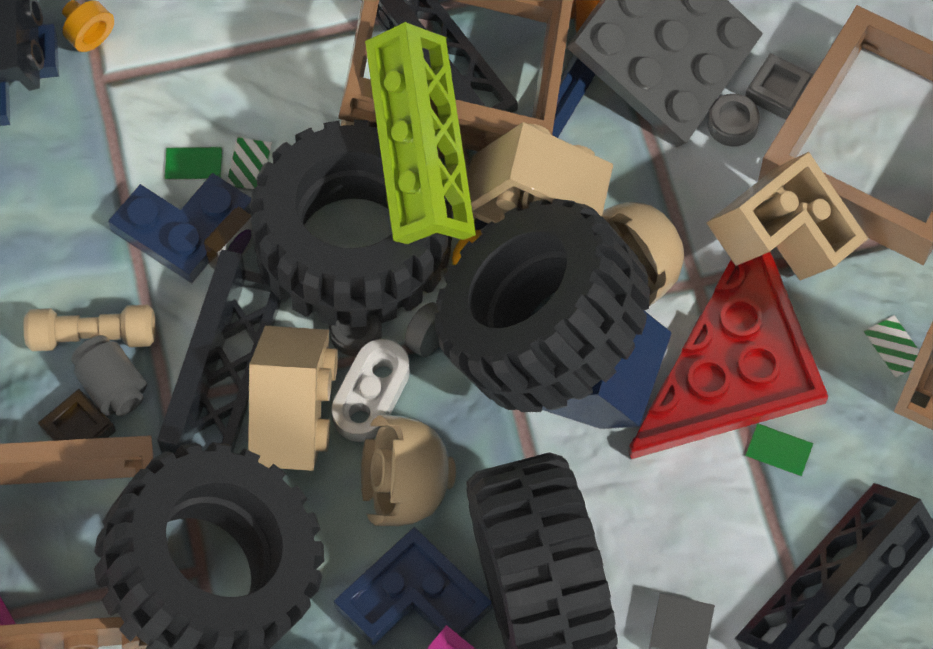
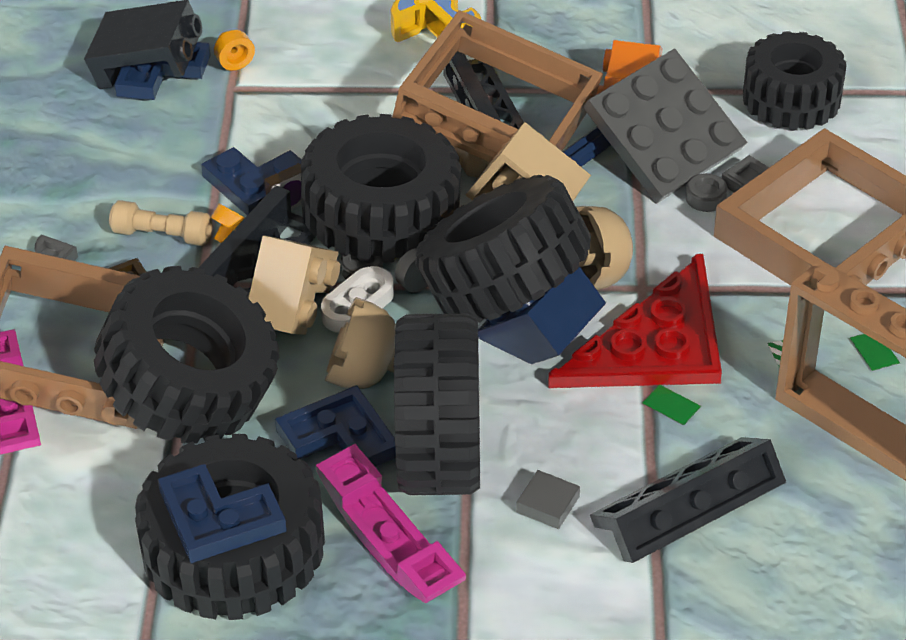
camera: 15 degrees right, 20 degrees down
(108, 376) = (161, 247): dark grey brick -> none
(178, 309) = (228, 219): none -> light orange tile
(193, 162) = (276, 146): green sticker -> none
(412, 132) = (436, 114): lime fence -> none
(791, 211) = (728, 238): tan brick -> none

